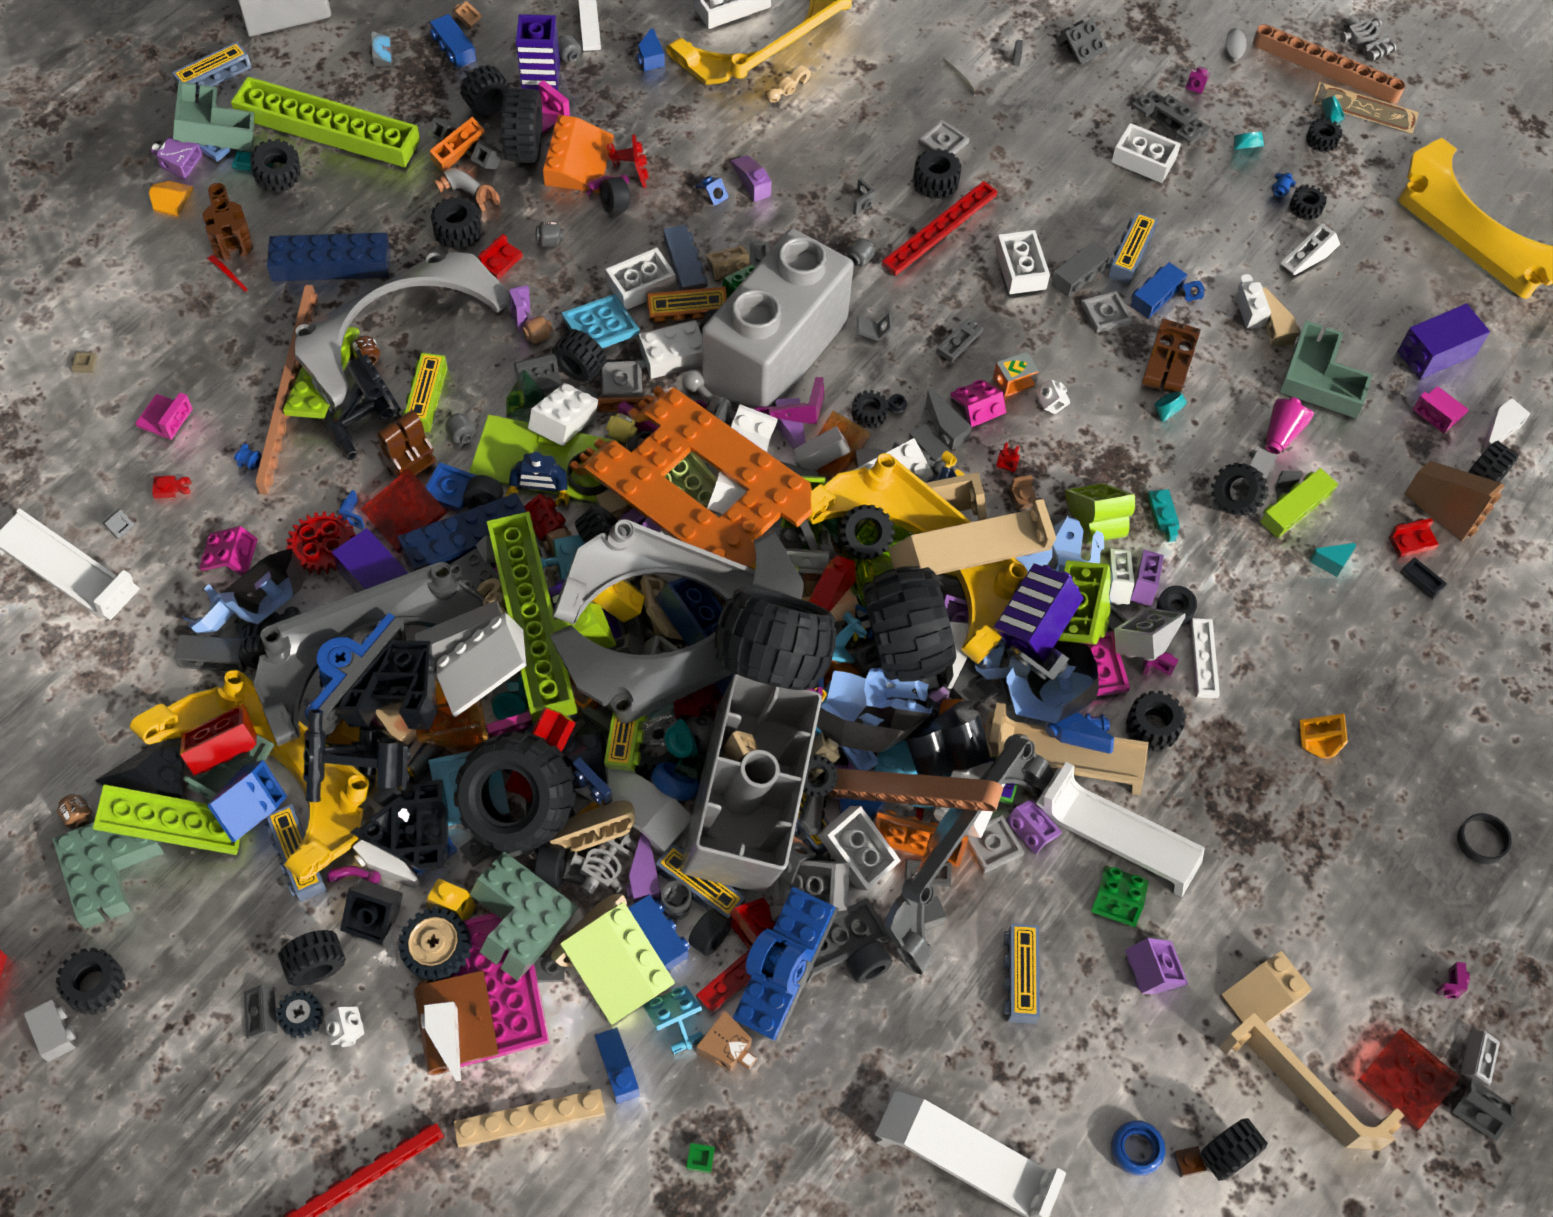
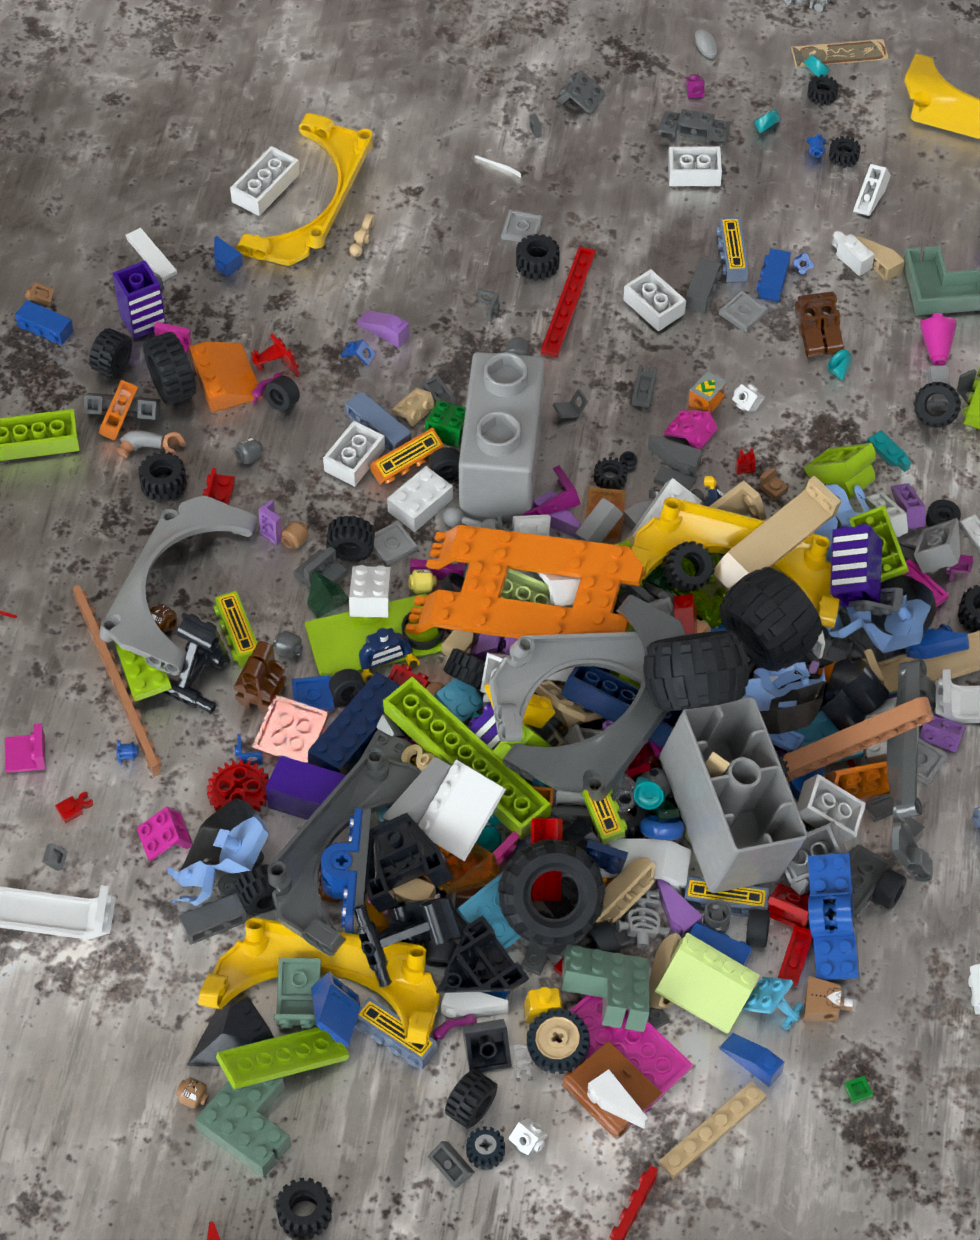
camera: 25 degrees left, 5 degrees down
(218, 740) = (277, 976): red slope -> none
(328, 256) = (72, 555): dark blue brick -> none
(603, 320) = (345, 499): medium azure plate -> none
(611, 404) = (404, 564): dark orange slope -> none
(1329, 63) = (789, 28): nougat beam -> none

